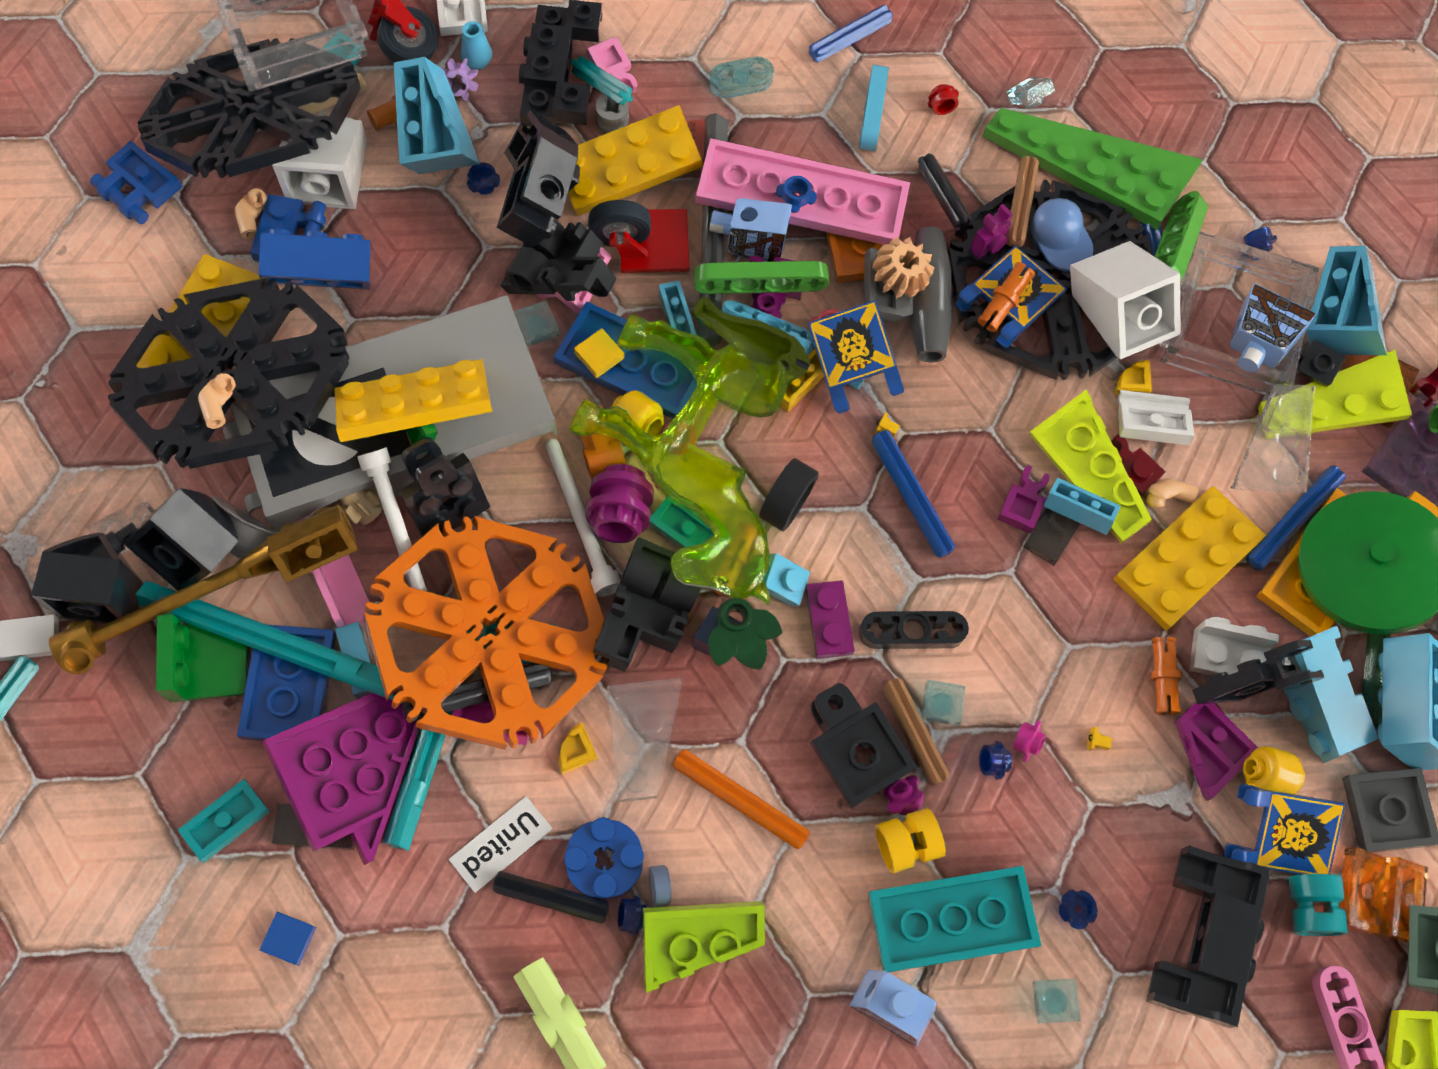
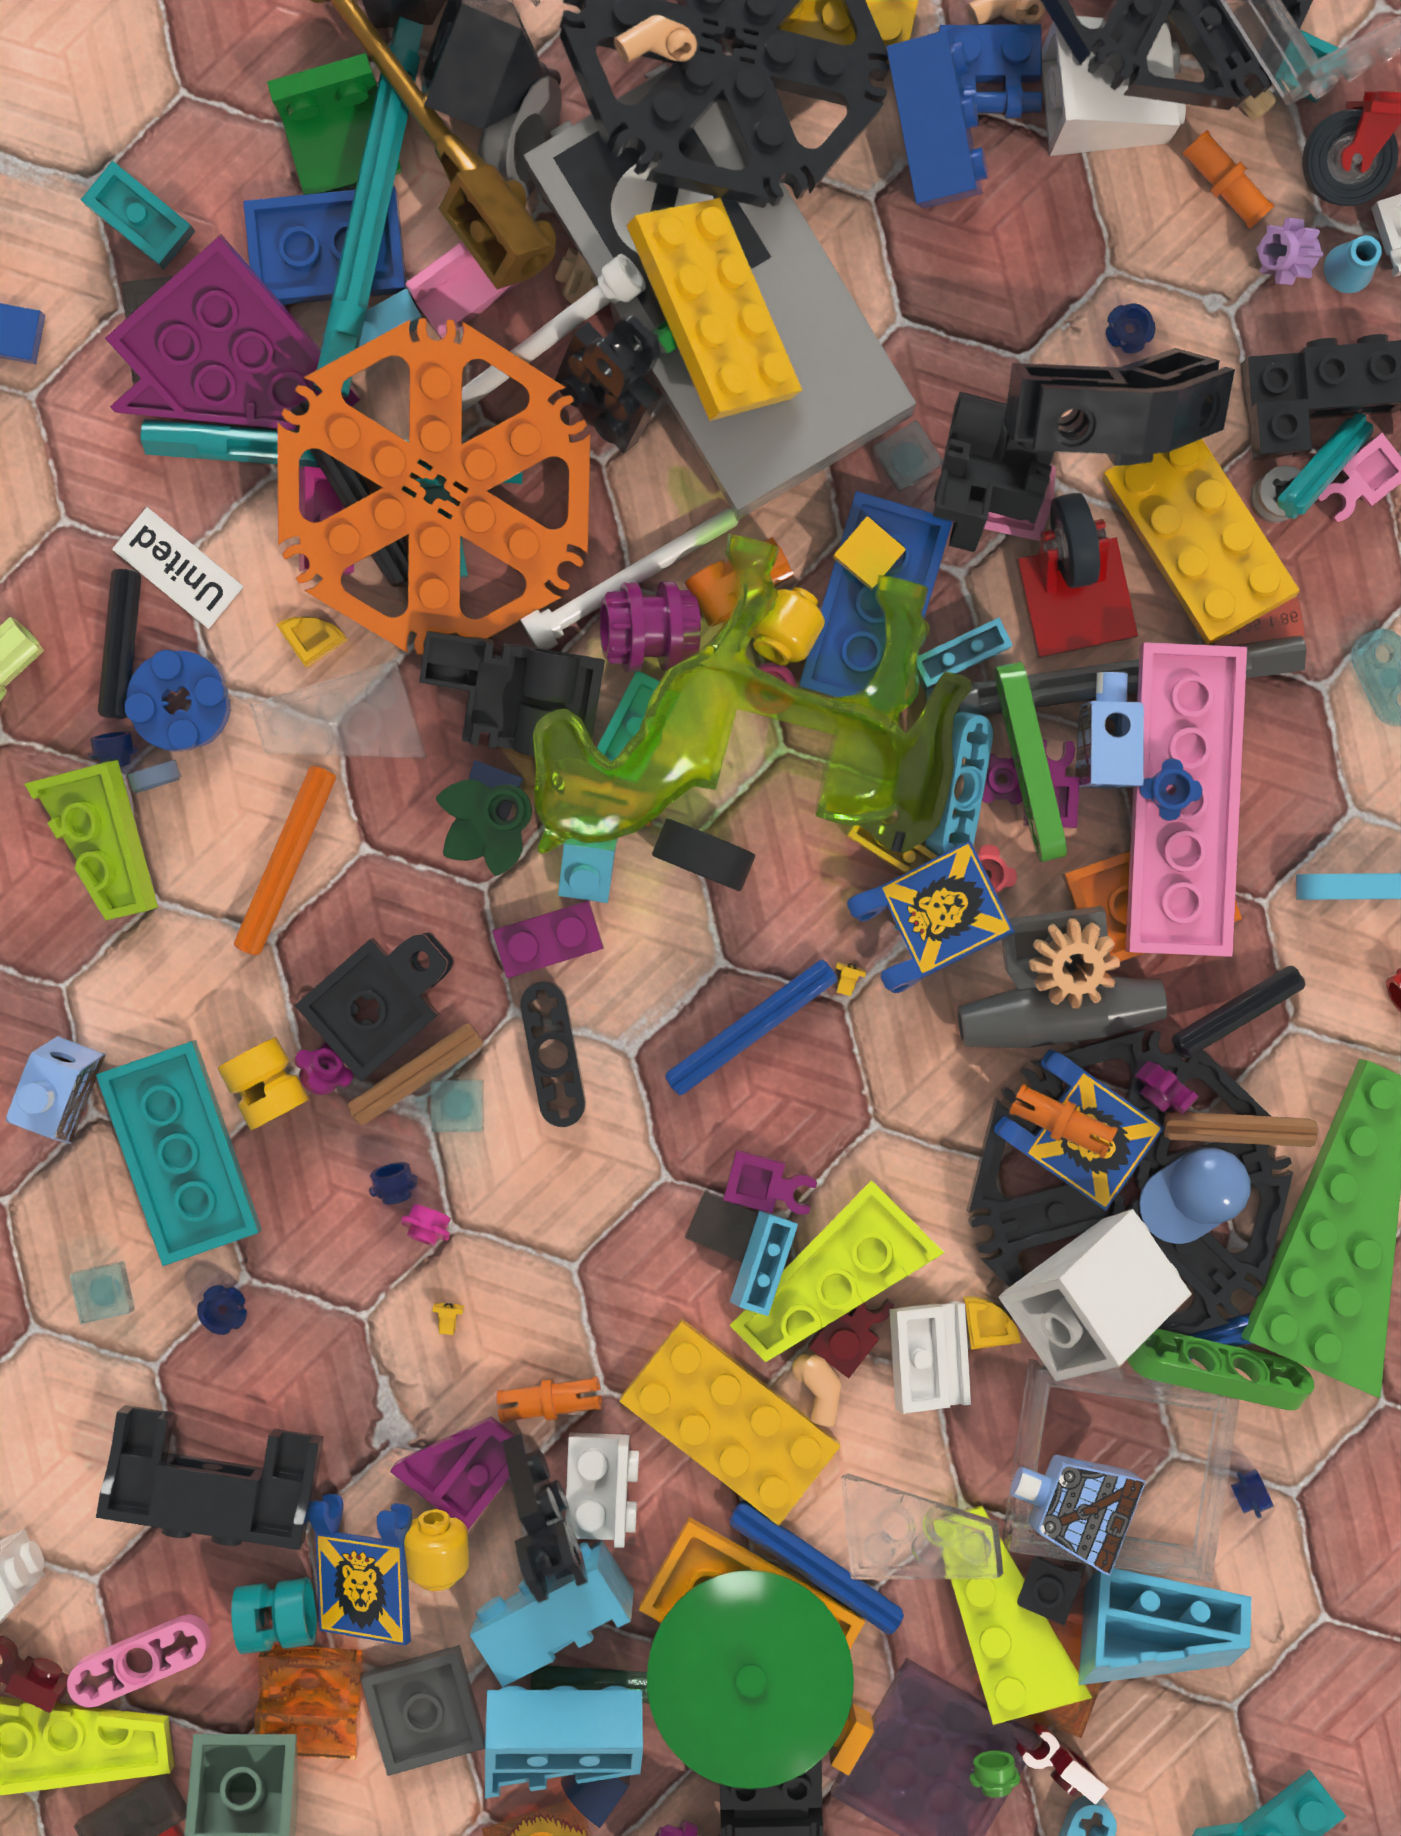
camera: 85 degrees right, 20 degrees up
(429, 119) = (1199, 224): medium azure wedge -> none

